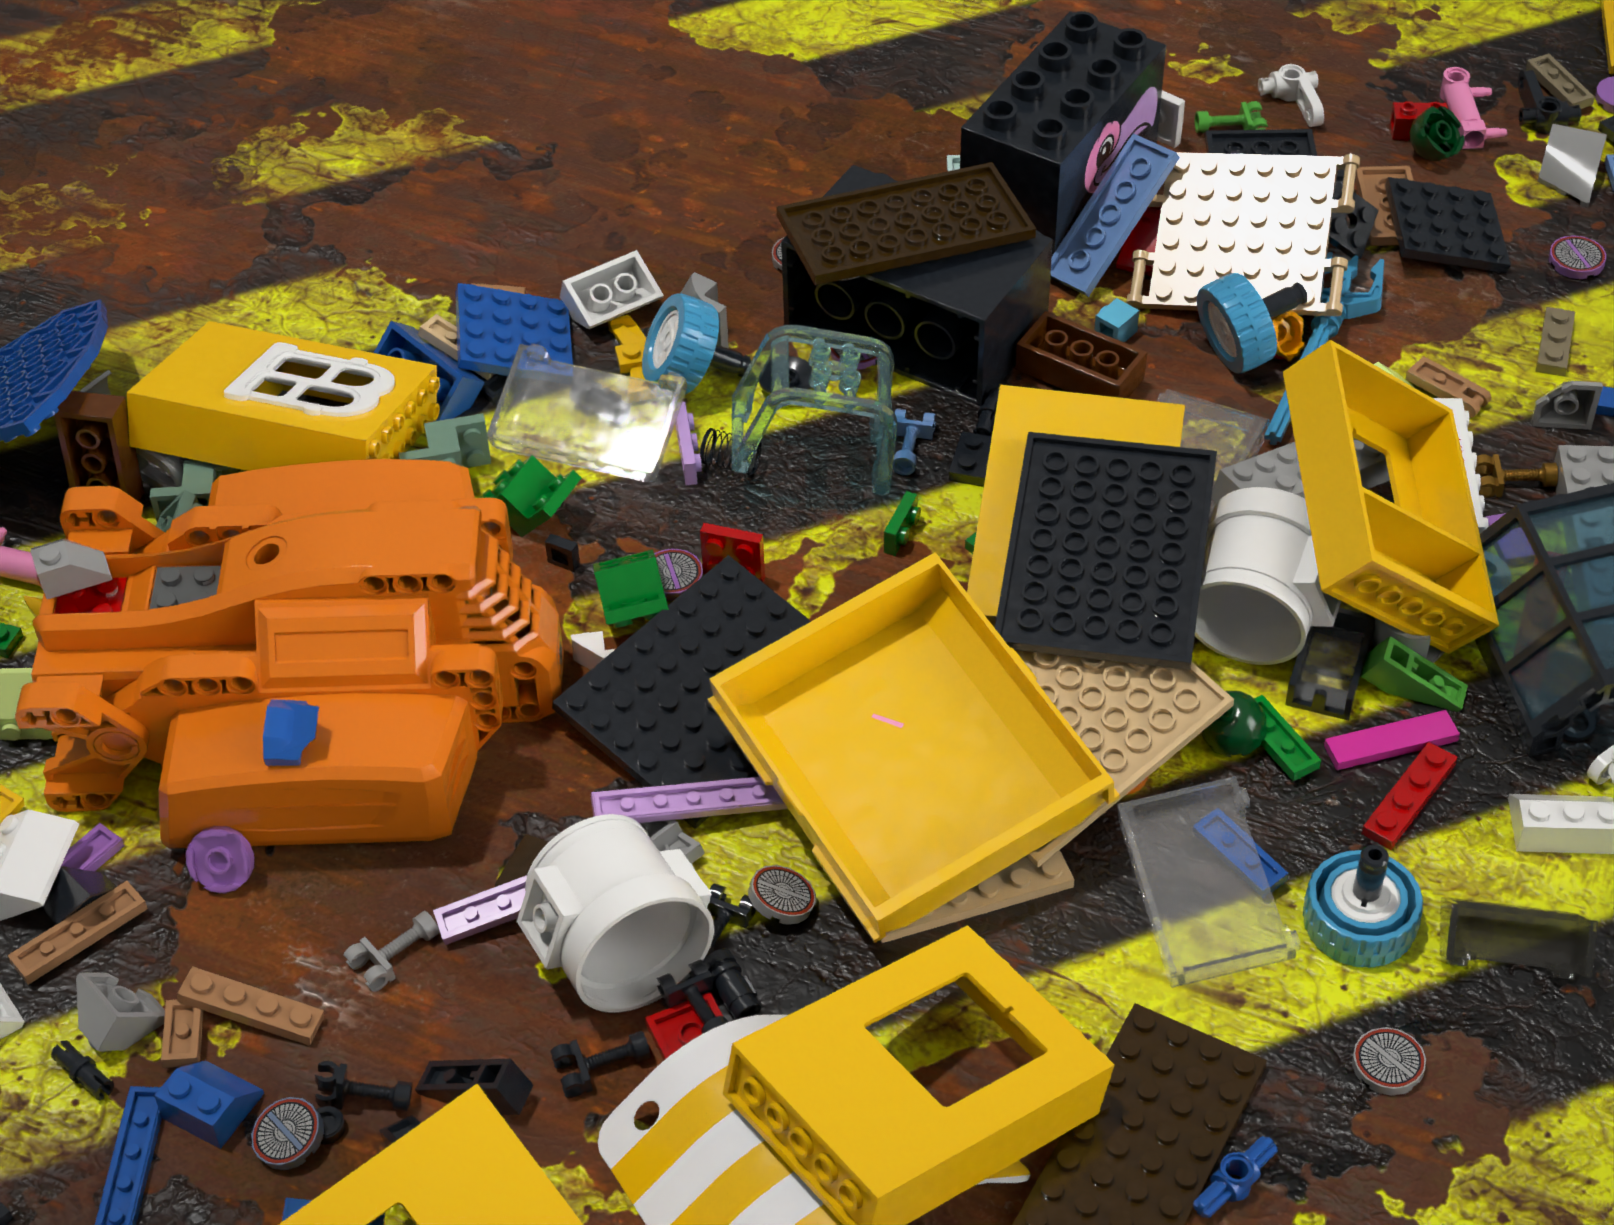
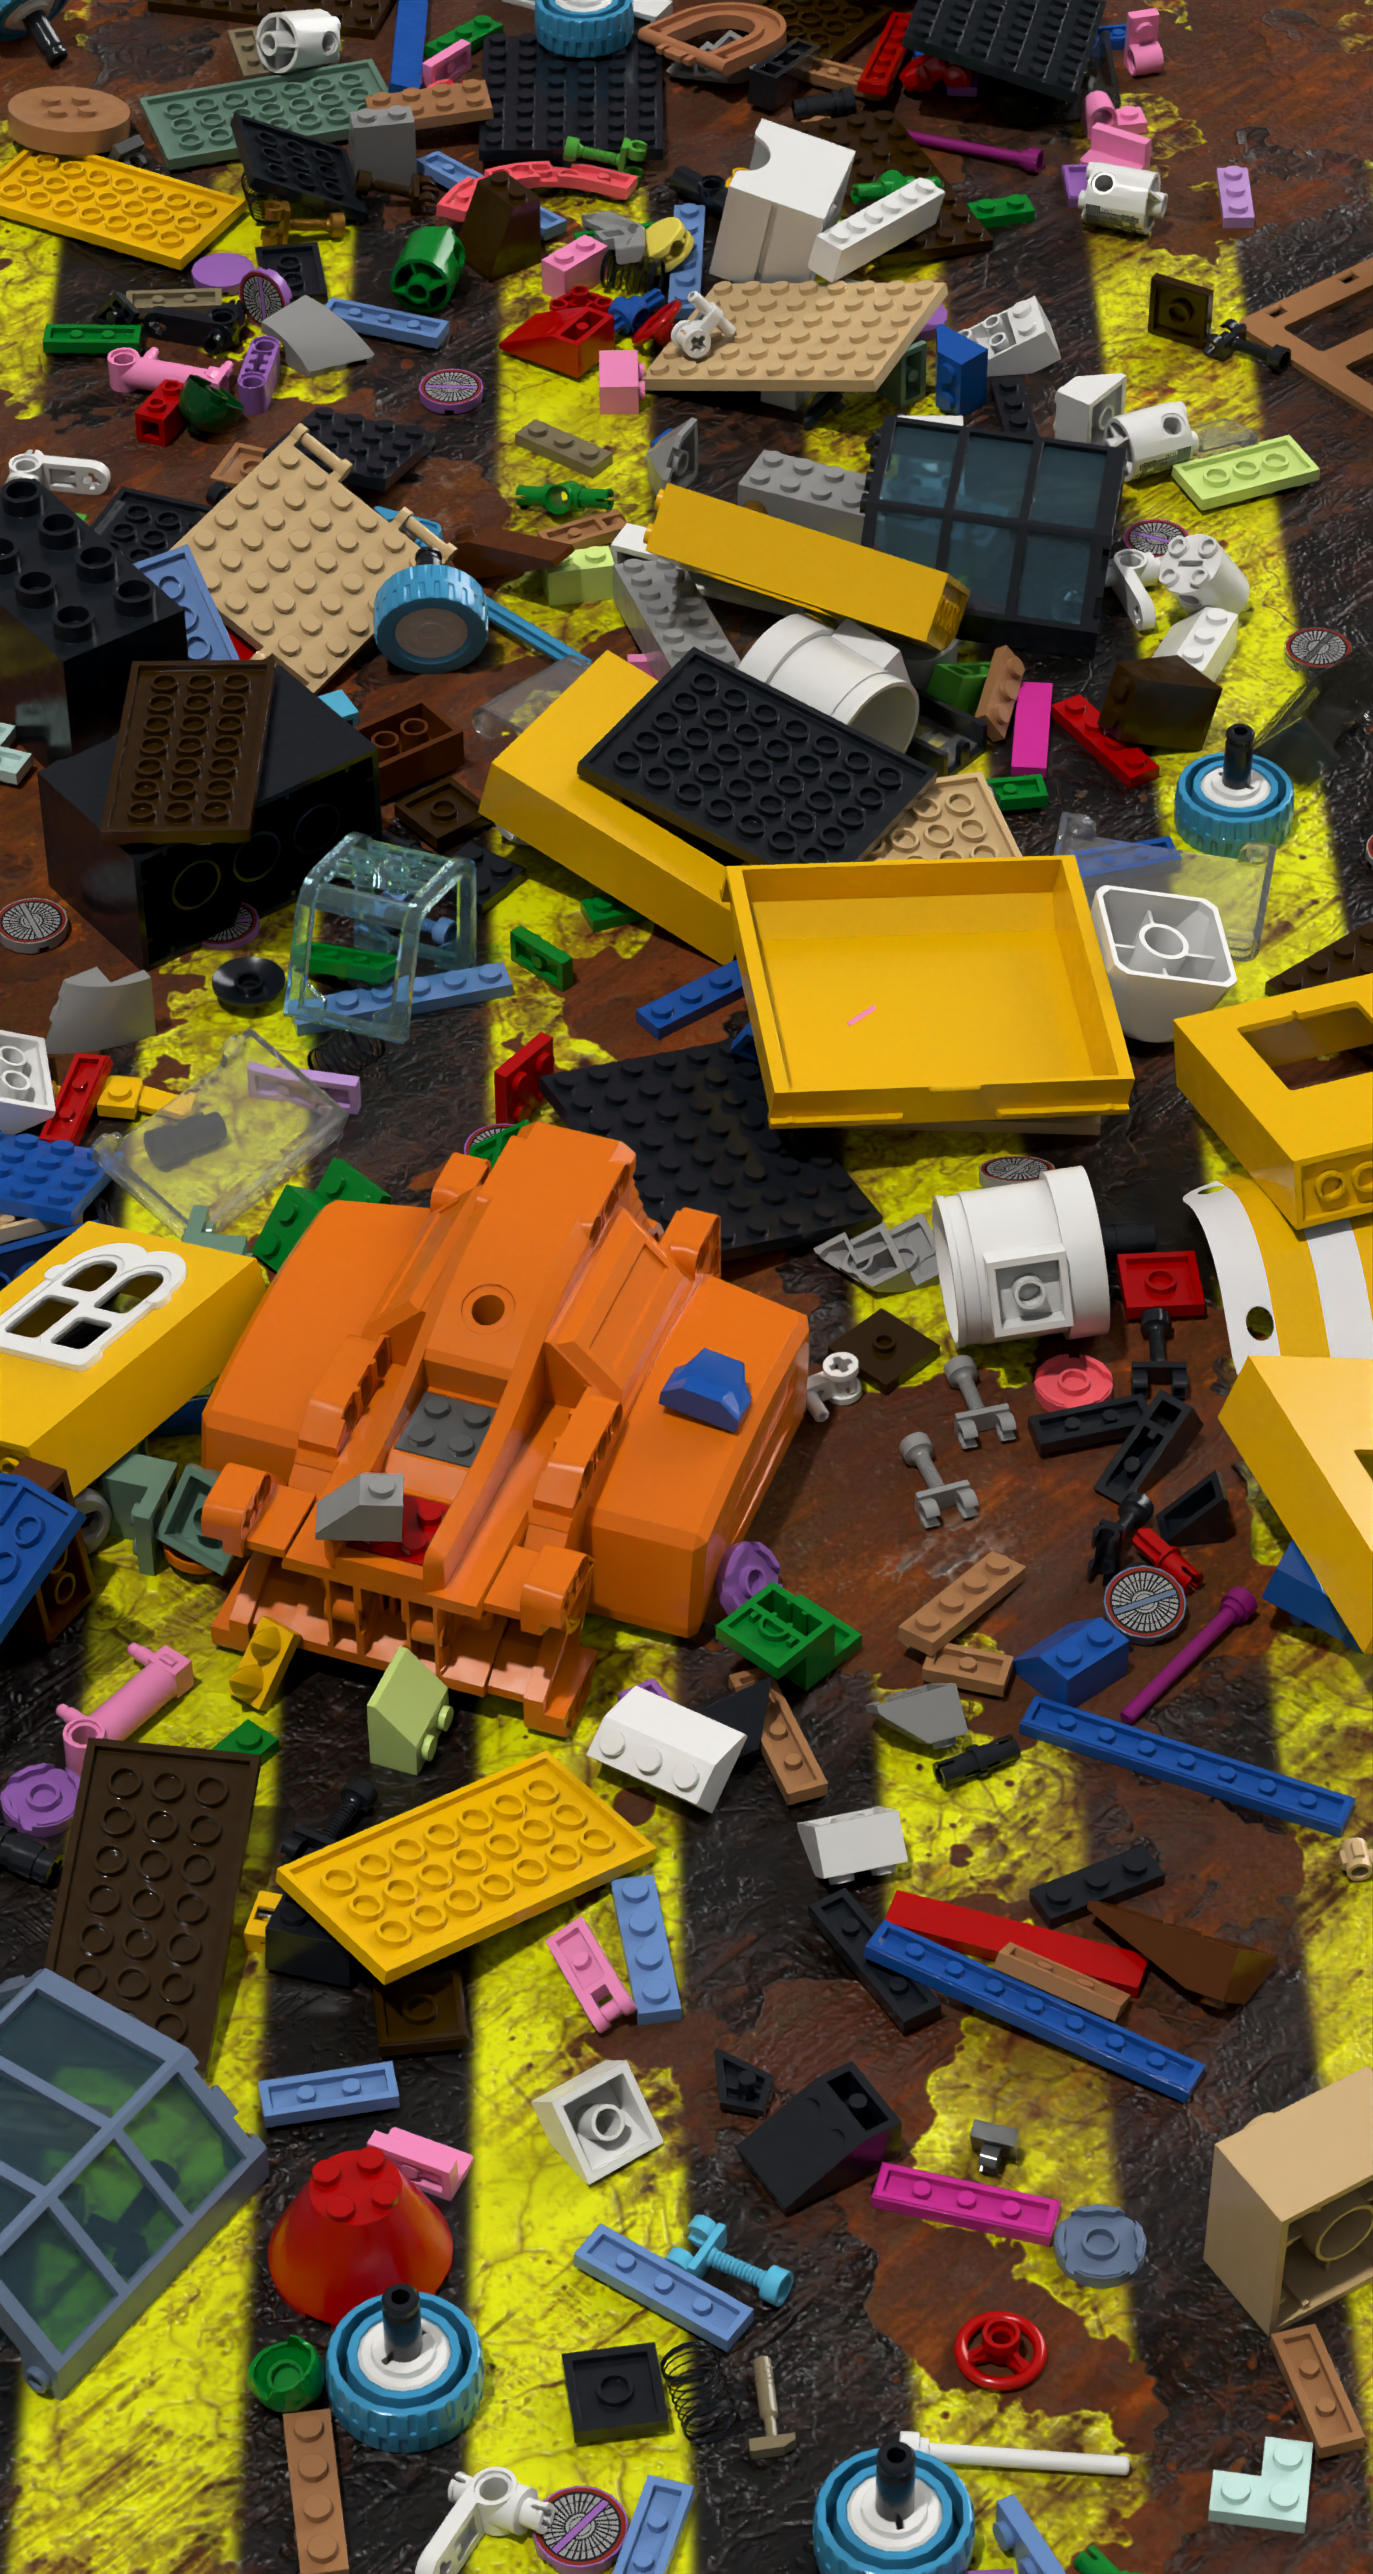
camera: 70 degrees left, 5 degrees down
(164, 900) = (788, 1636): none -> green bracket
(234, 1180) = (1235, 1607): none -> magenta piece
(349, 1136) = (1167, 1559): none -> red axle
(479, 842) = (832, 1384): none -> white piece
(479, 975) = (962, 1374): none -> light grey bar
(481, 911) = (925, 1389): plate -> none
(496, 1031) = (1086, 1424): none -> black plate
(549, 1012) = (1072, 1382): none -> coral tile
(610, 334) = (77, 1098): none -> red tile
(685, 342) = (169, 1027): dark azure wheel -> none
(688, 800) = (864, 1202): lavender tile -> none
(691, 990) = (1176, 1251): black bar -> none
(825, 468) = (429, 994): none -> medium blue plate
(828, 426) = (351, 963): none -> green plate
(1062, 864) = (1161, 958): none -> white piece
(1374, 336) = (498, 551): none -> reddish brown wedge
(1411, 699) = (1000, 692): none -> medium nougat plate
(1450, 804) = (1160, 703): none -> dark brown slope
(1479, 357) = (578, 497): none -> green pin
(1482, 59) = (90, 338): none -> green plate
(1504, 151) = (259, 375): none -> medium lavender beam
(1518, 60) = (117, 311): none -> black piece
(1593, 112) = (263, 294): none -> tile

